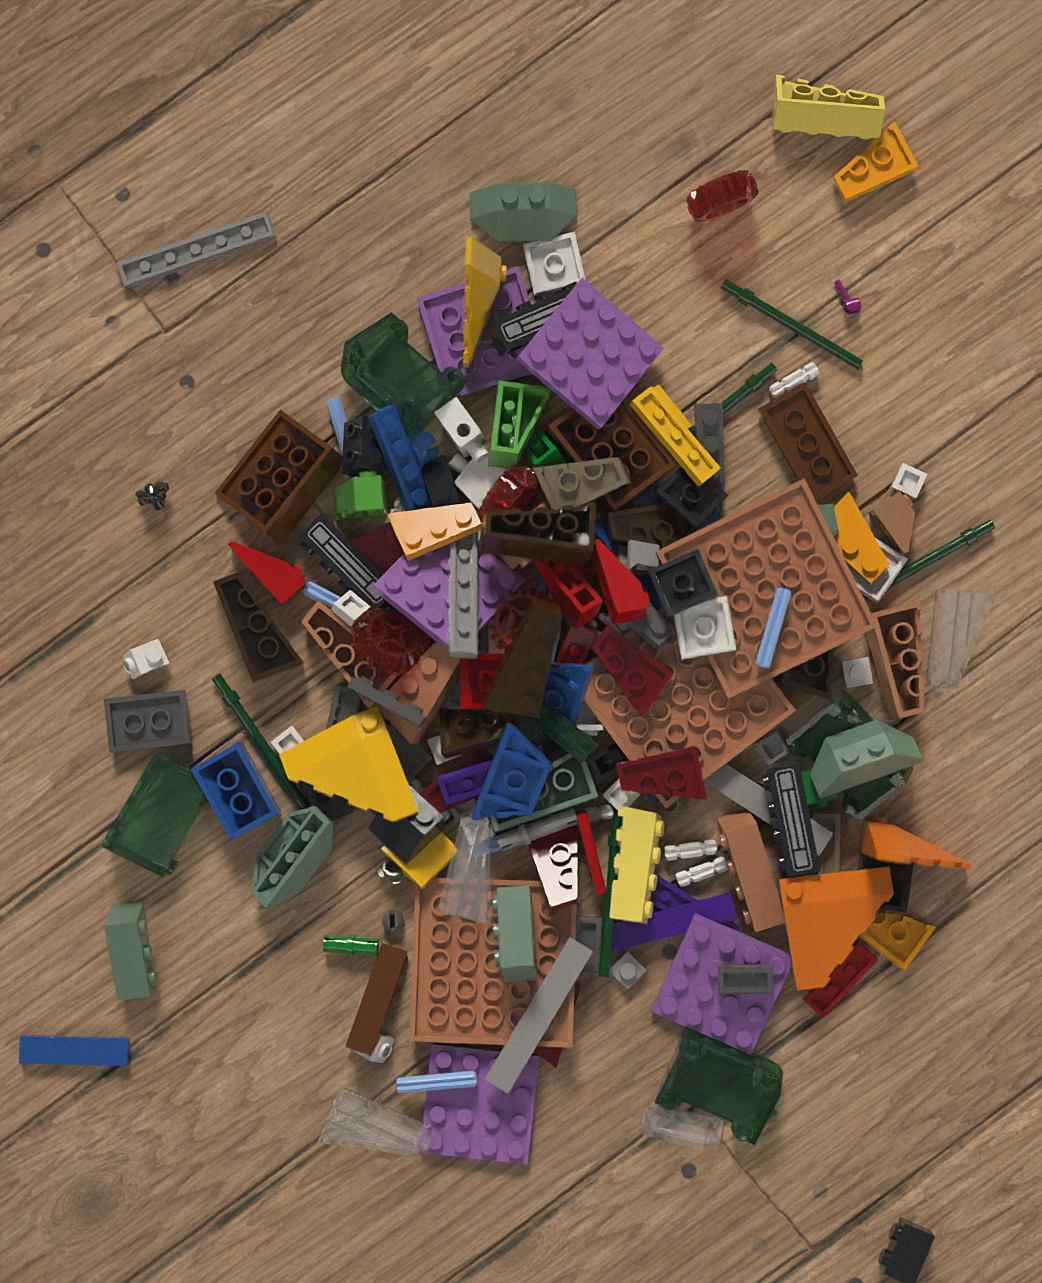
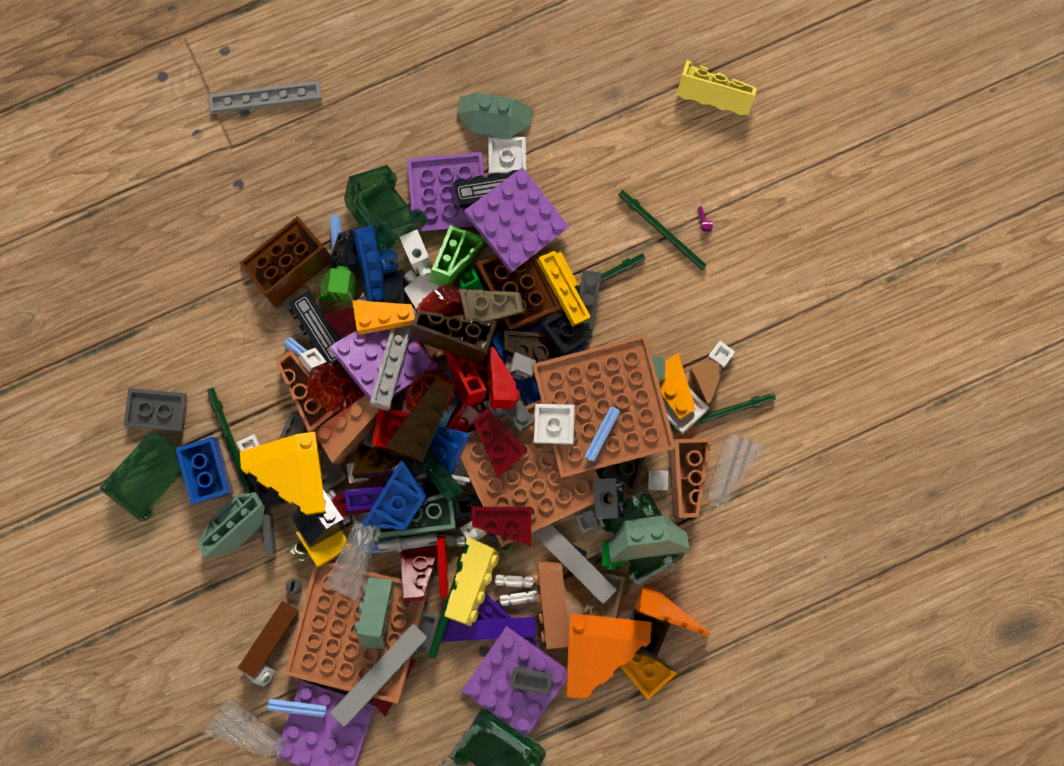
camera: 15 degrees right, 5 degrees down
(74, 1050) = (49, 630): blue tile -> none
(130, 950) = (104, 567): sand green wedge -> none
(144, 659) = (163, 366): white bracket -> none
(153, 495) = (196, 256): black plant -> none
(256, 634) = (243, 365): dark brown wedge -> none
(275, 574) = (268, 328): red slope -> none
(342, 858) = (268, 534): none -> dark grey plate
(351, 945) = (260, 597): green pin -> none
(388, 701) = (322, 428): dark grey plate -> none
(482, 287) = (448, 162): yellow slope -> none
(627, 969) = (451, 657): light grey plate -> none
(683, 583) = (546, 389): black slope -> none
(722, 195) = (631, 132): clear red gear -> none
(792, 819) = (588, 573): black brick -> none
(794, 380) = (656, 268): white axle -> none
(794, 727) = (603, 507): none -> black brick
(807, 441) = (656, 312): reddish brown plate -> none
(842, 980) = (601, 697): red tile -> none
(876, 166) = (746, 133): light orange wing -> none

